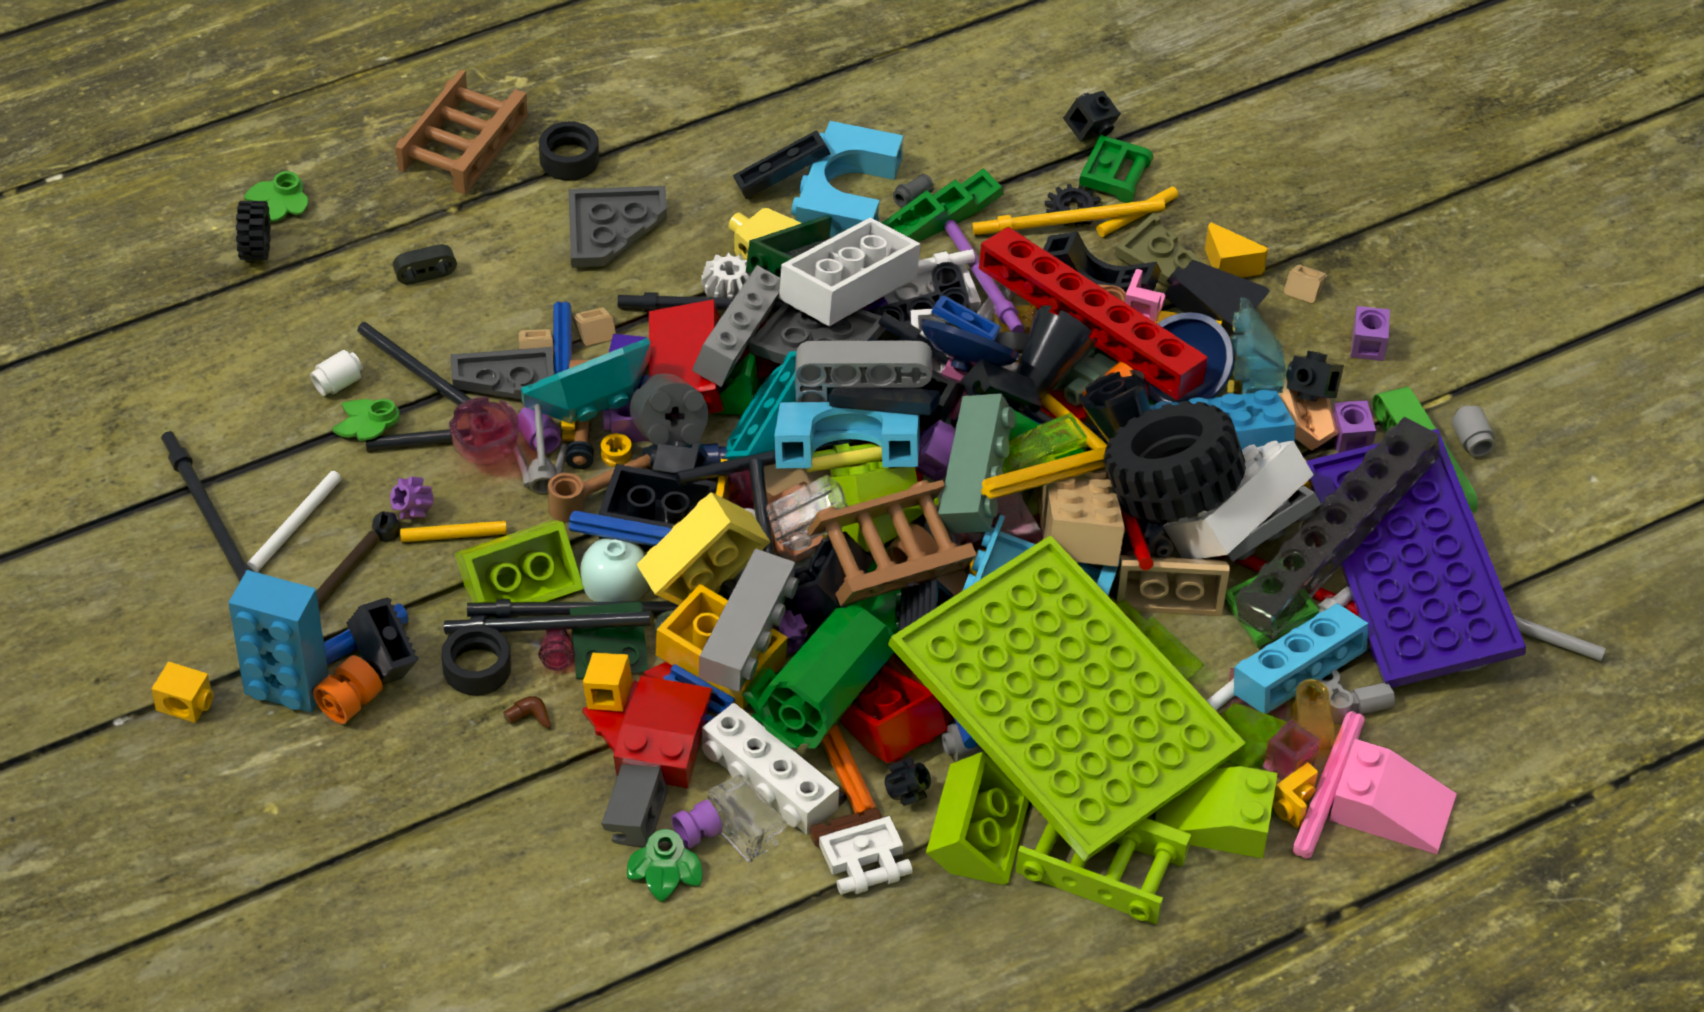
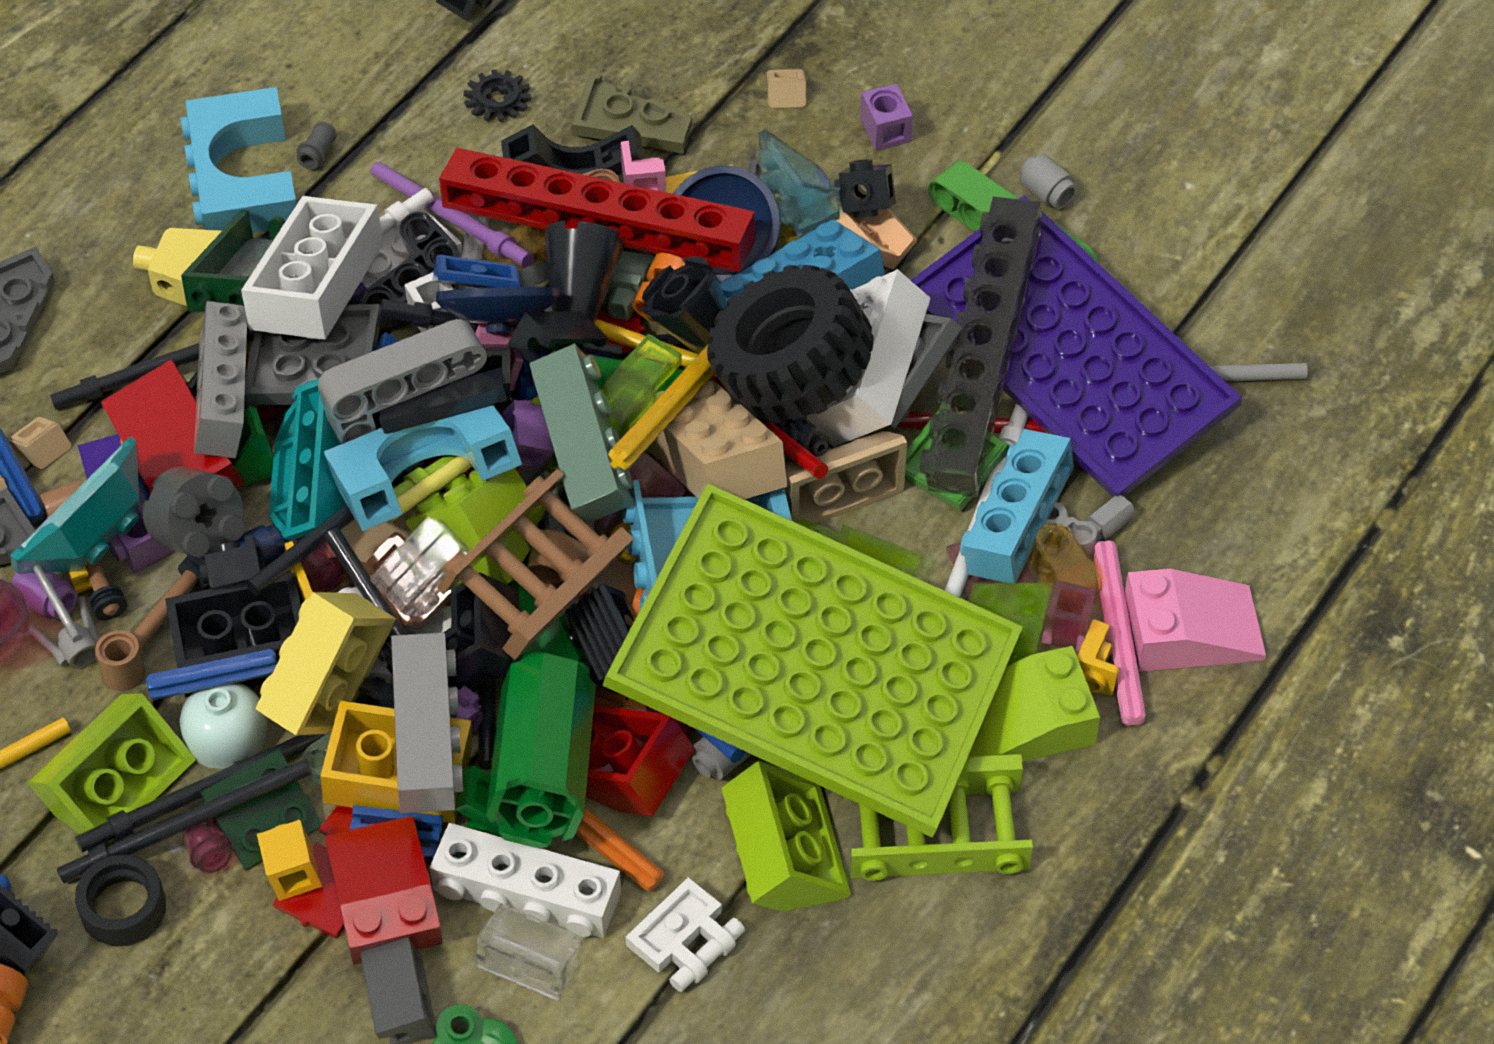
camera: 25 degrees left, 5 degrees up
(526, 706) = (208, 929): reddish brown animal -> none
(614, 441) = (141, 568): yellow bush -> none
(697, 824) = (482, 981): medium lavender wheel -> none
(724, 276) = (166, 326): white gear -> none
(781, 164) = (156, 171): black tile -> none
(843, 823) = (641, 909): reddish brown axle -> none
(907, 781) = (685, 828): black gear -> none
(955, 202) = (369, 141): green slope -> none
(1068, 216) = (439, 144): yellow bar -> none
(1106, 162) = (508, 36): green plate -> none
(1118, 222) = (568, 76): yellow bar -> none
(1212, 292) = (708, 137): black slope -> none
(1234, 252) = (697, 85): yellow slope -> none
(1354, 425) = (930, 225): medium lavender brick -> none

